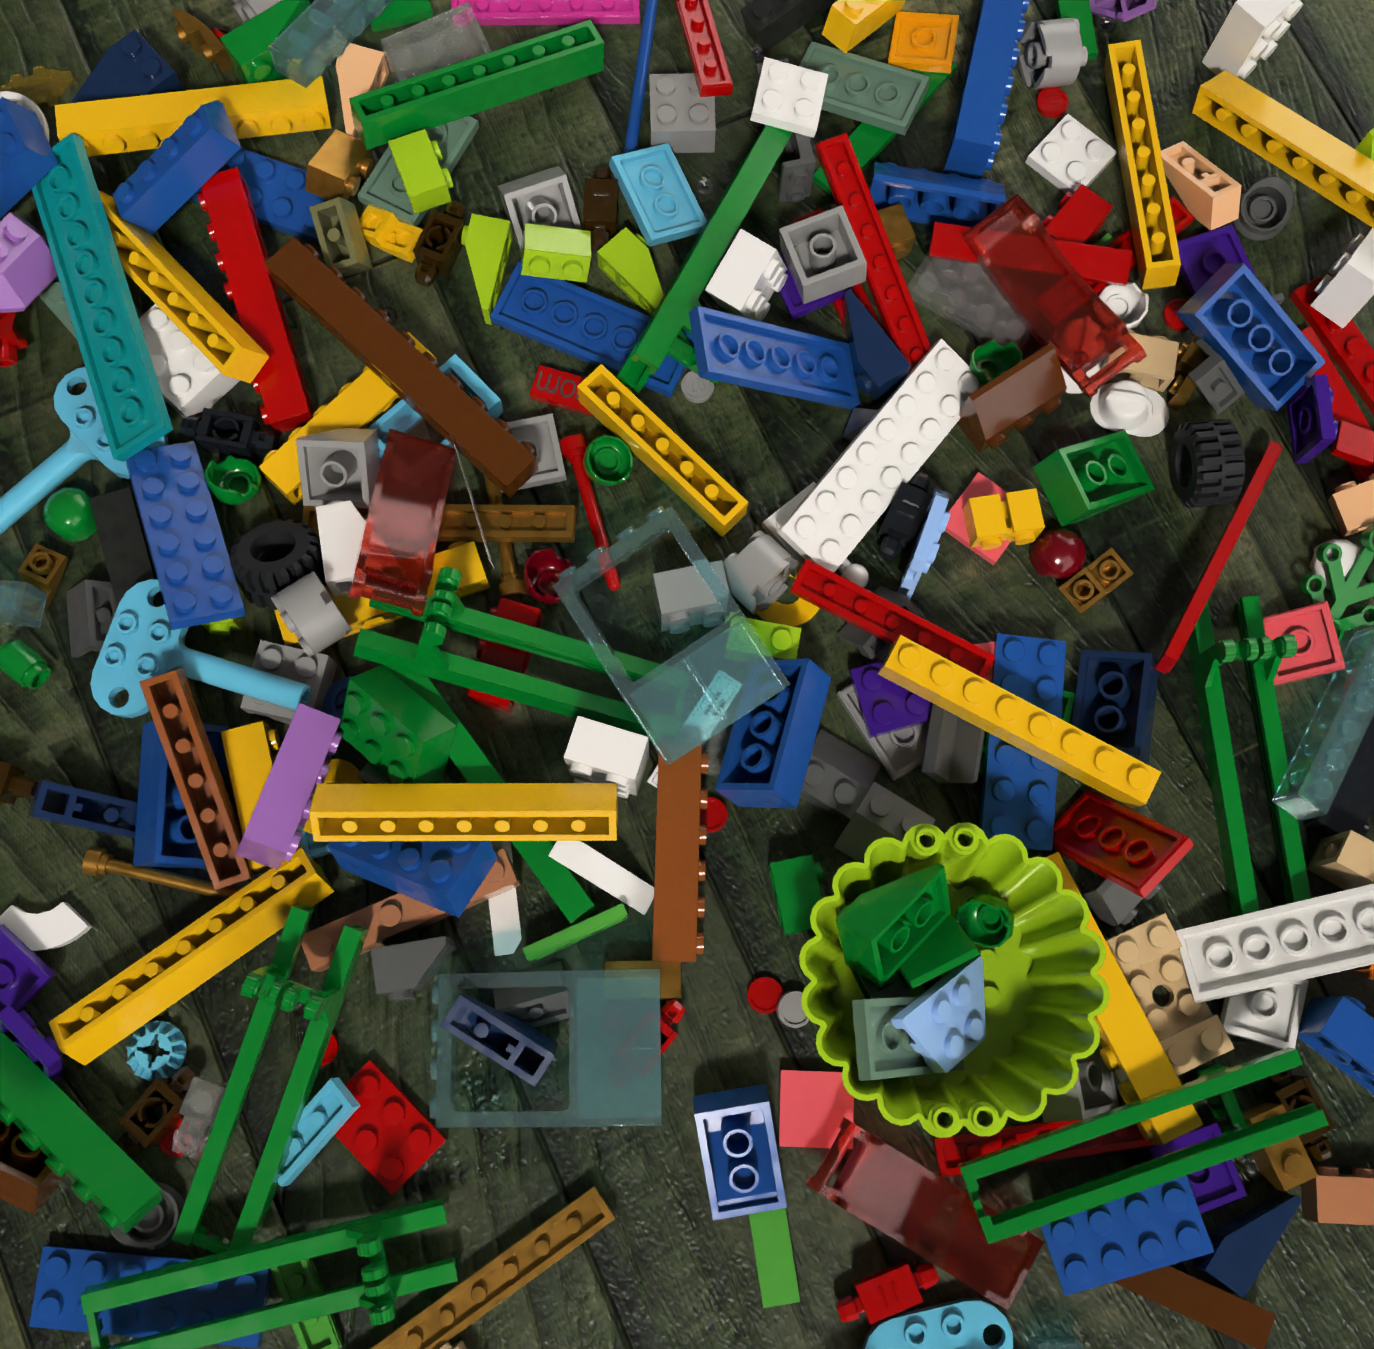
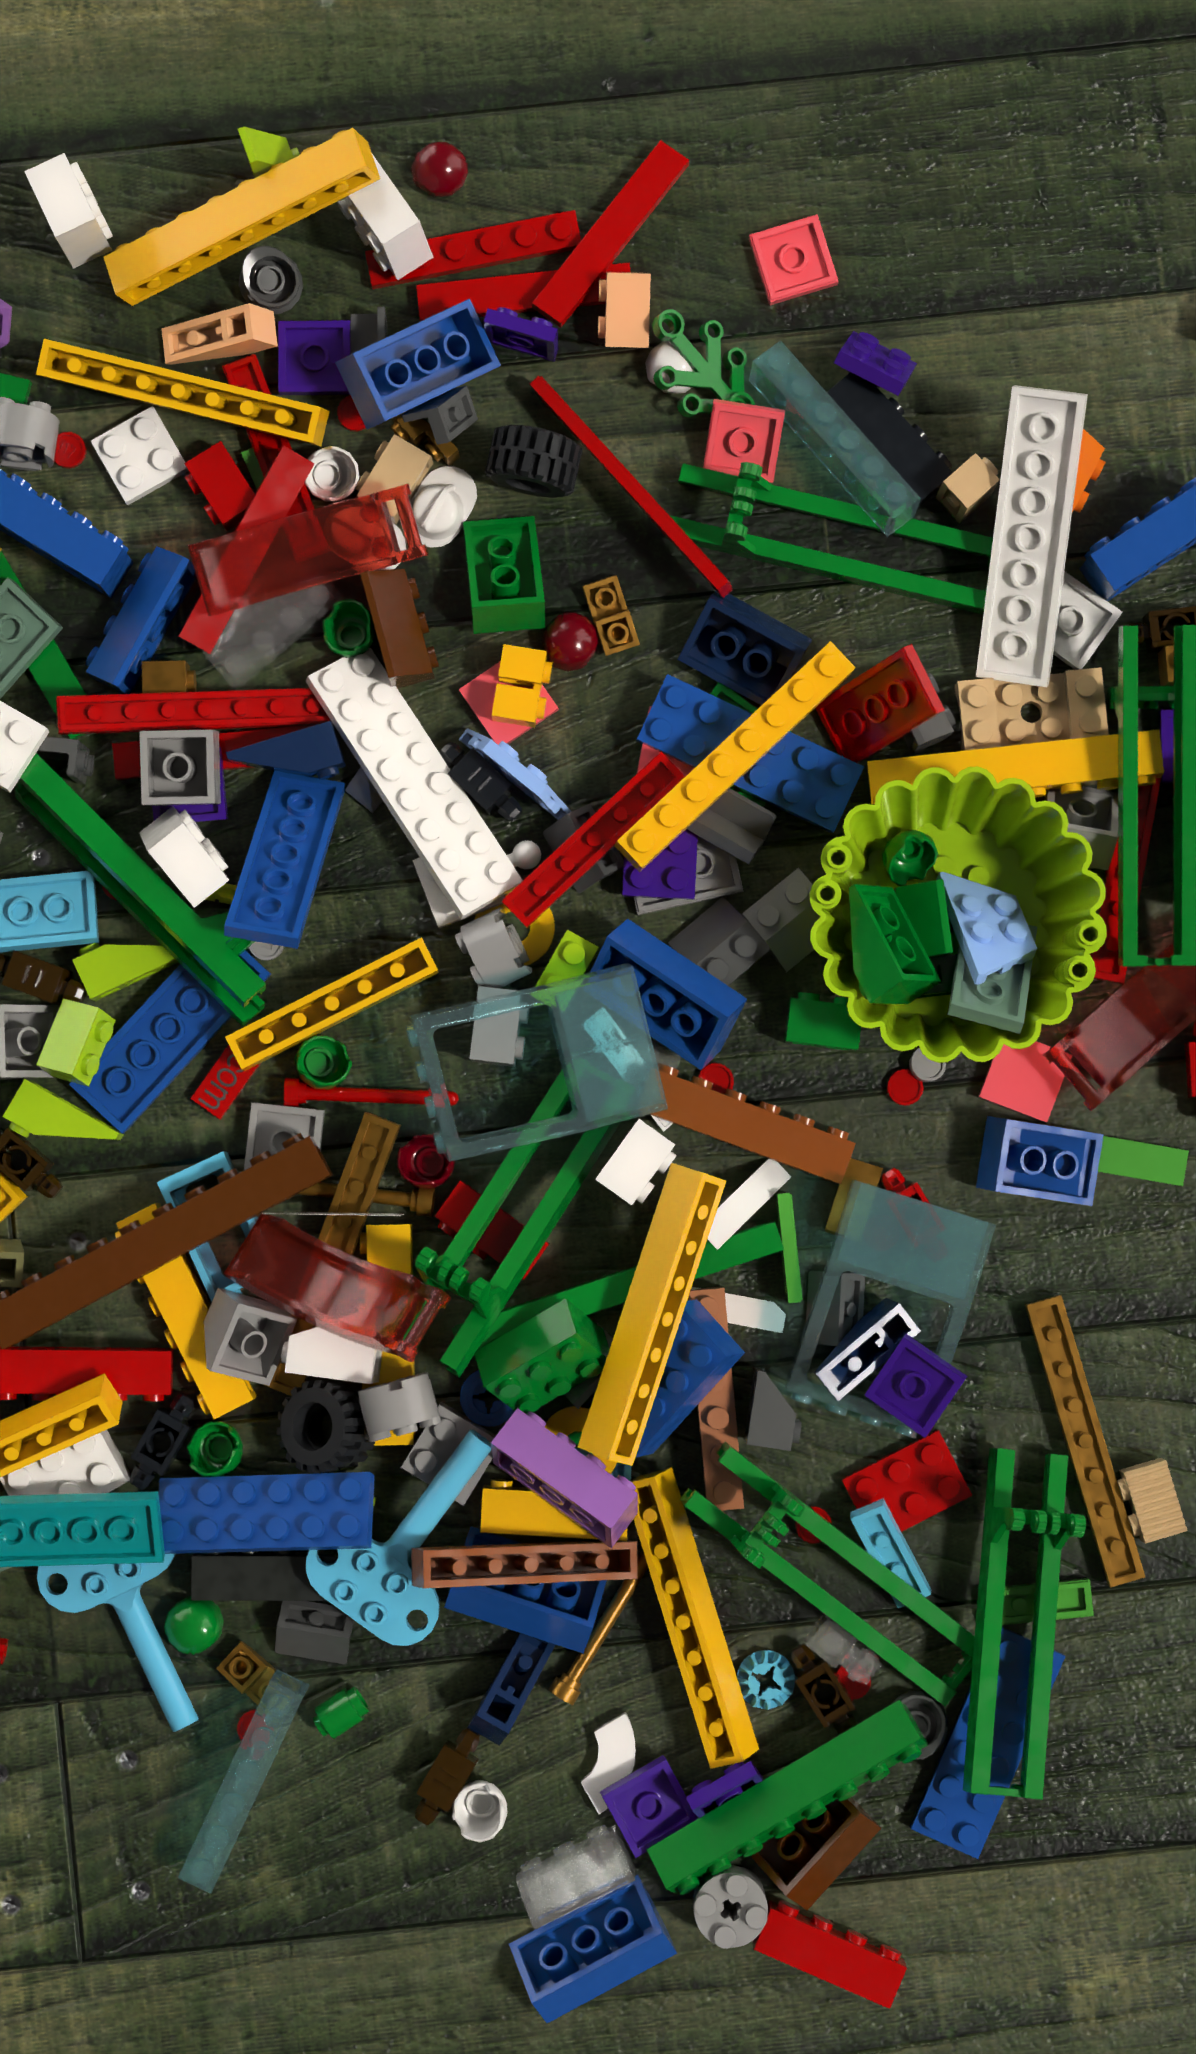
camera: 65 degrees left, 10 degrees up
(478, 1098) = (915, 1385): none -> dark purple plate

